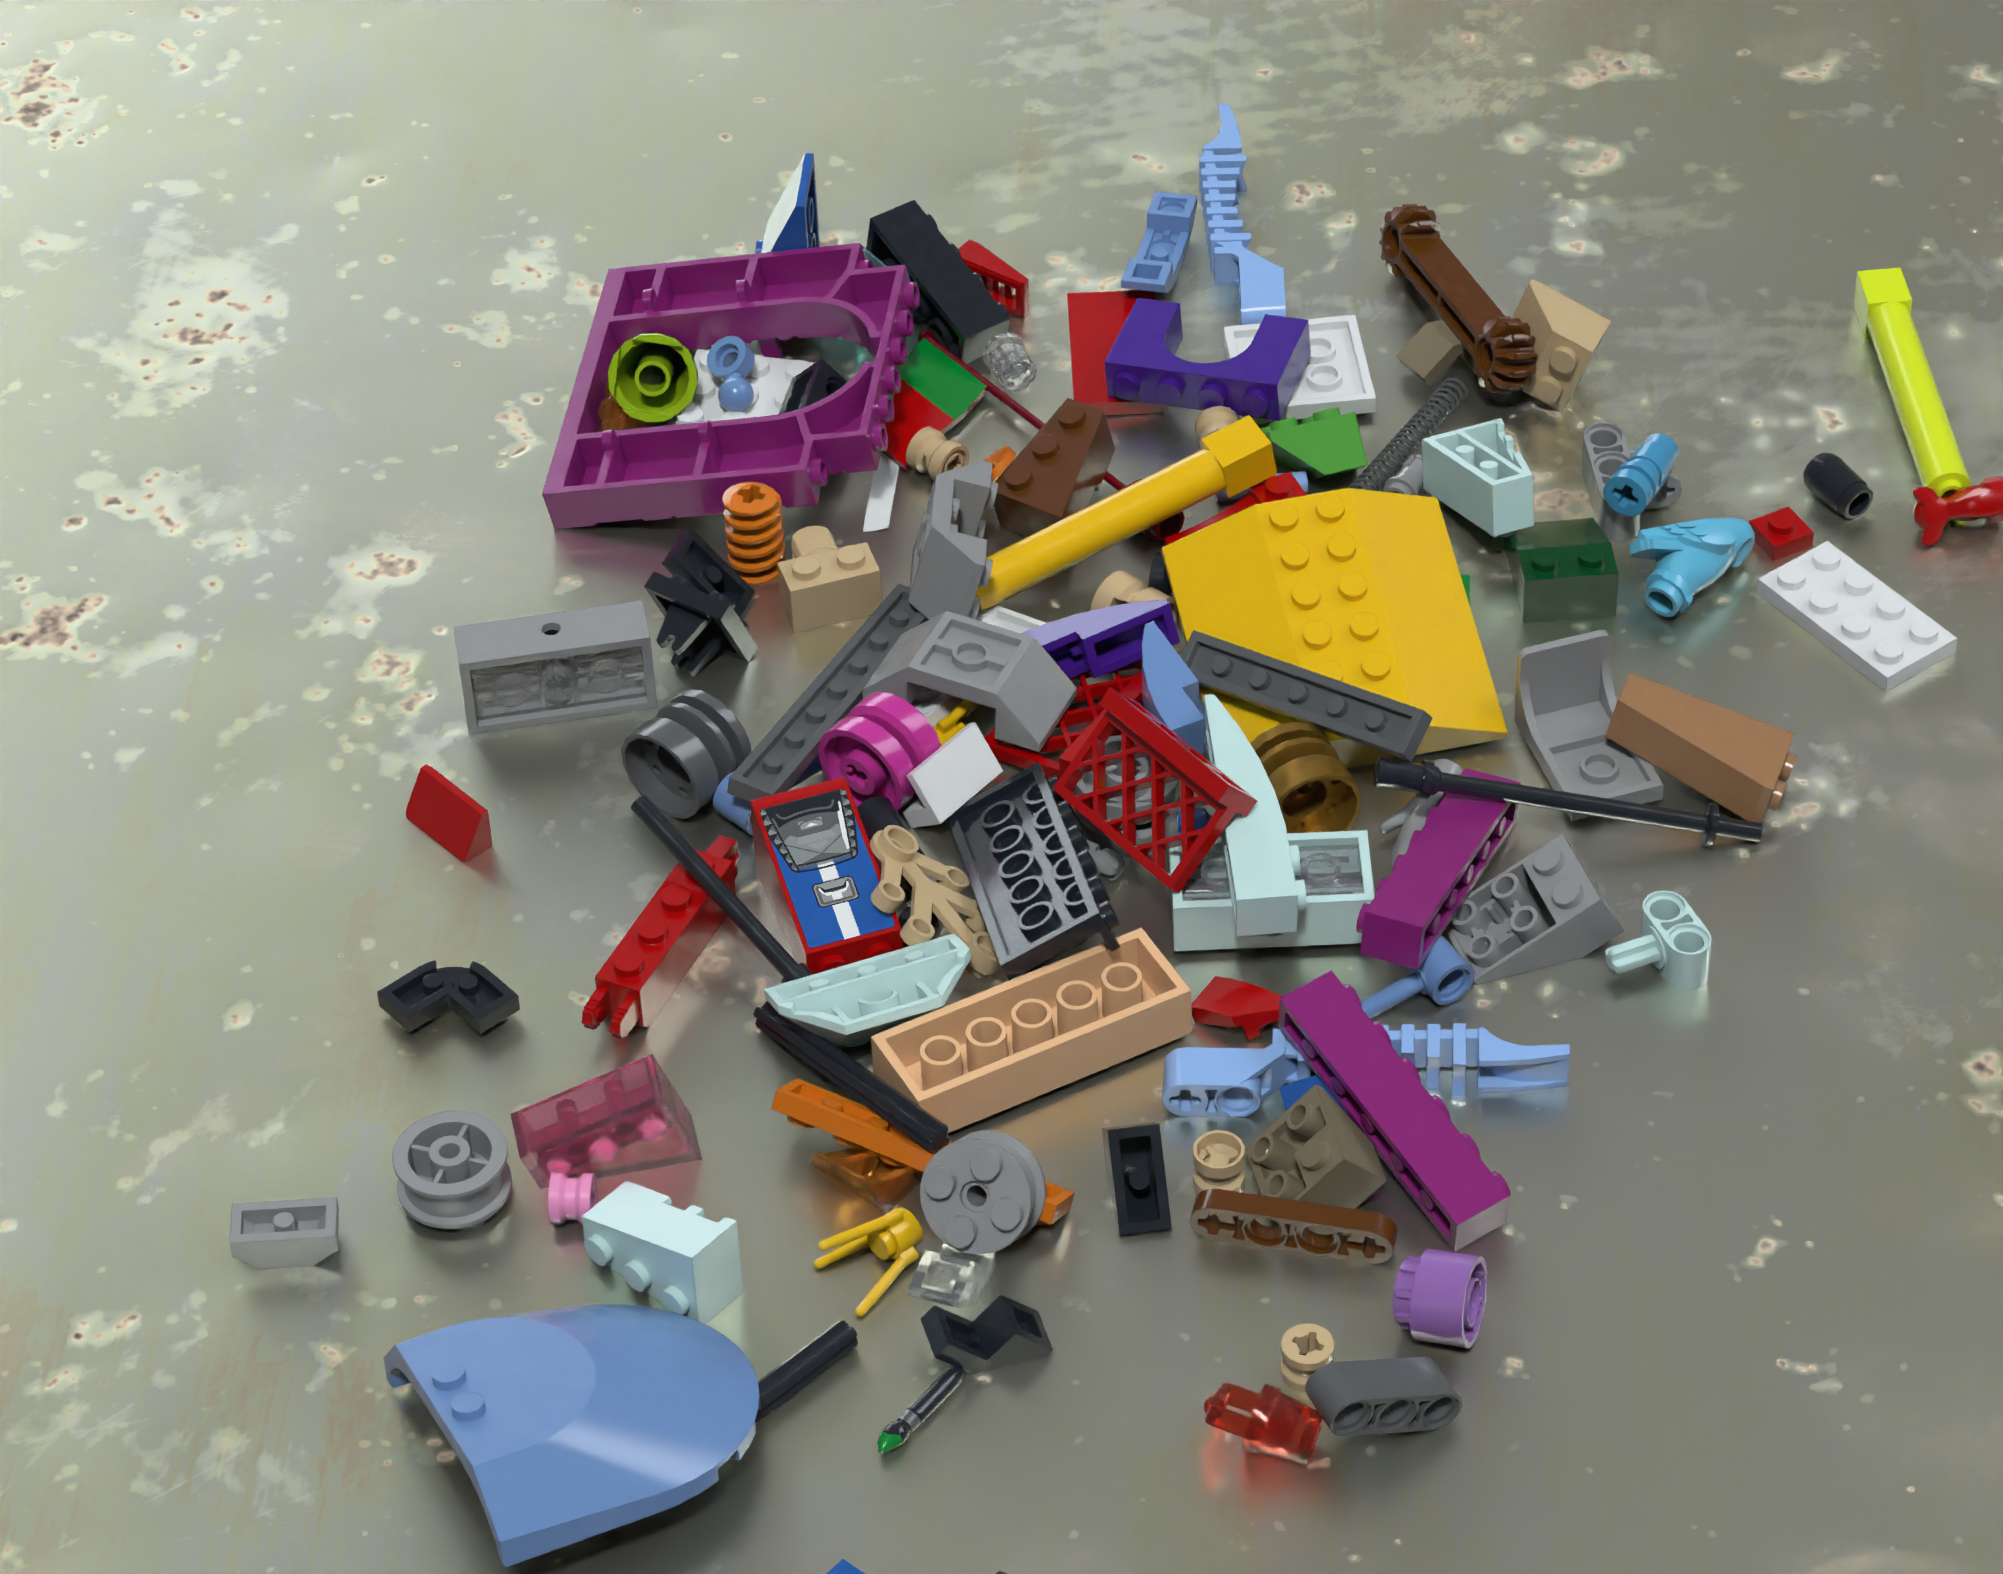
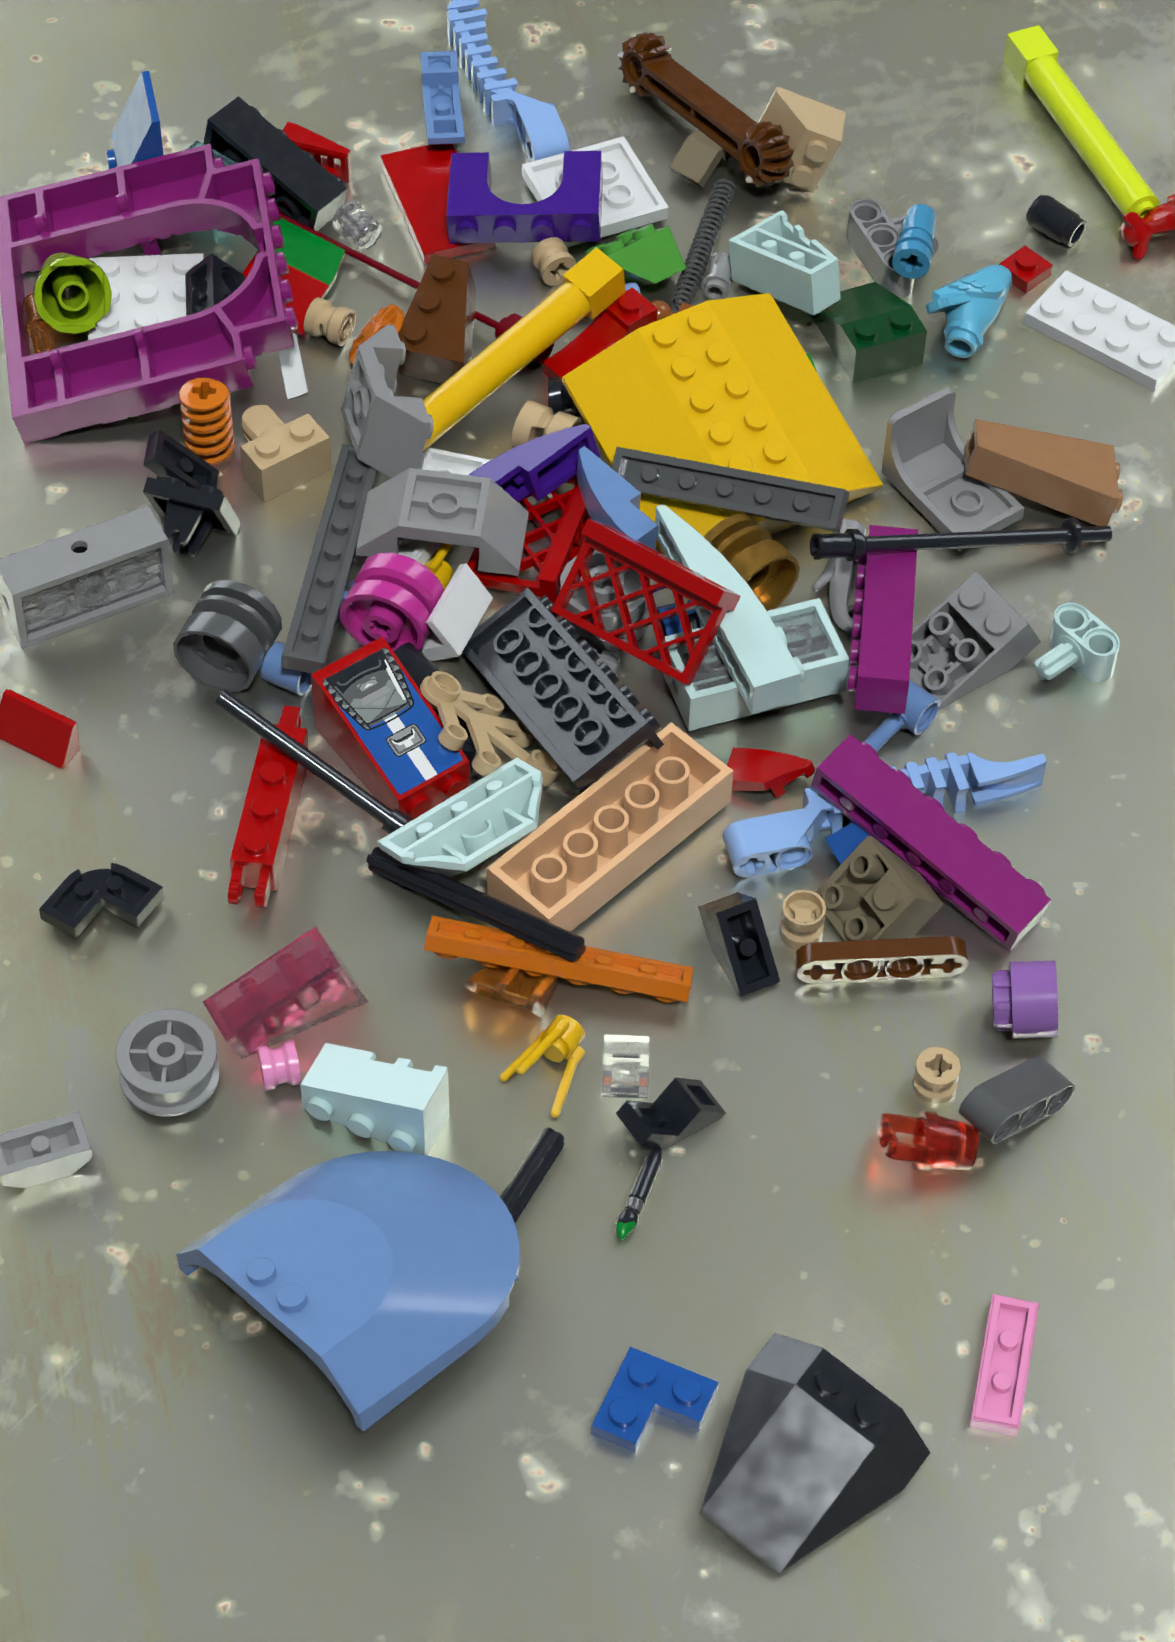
camera: 20 degrees left, 10 degrees up
(731, 362) = (141, 294): medium blue plate -> none
(961, 1210) = (630, 1013): light grey wheel -> none

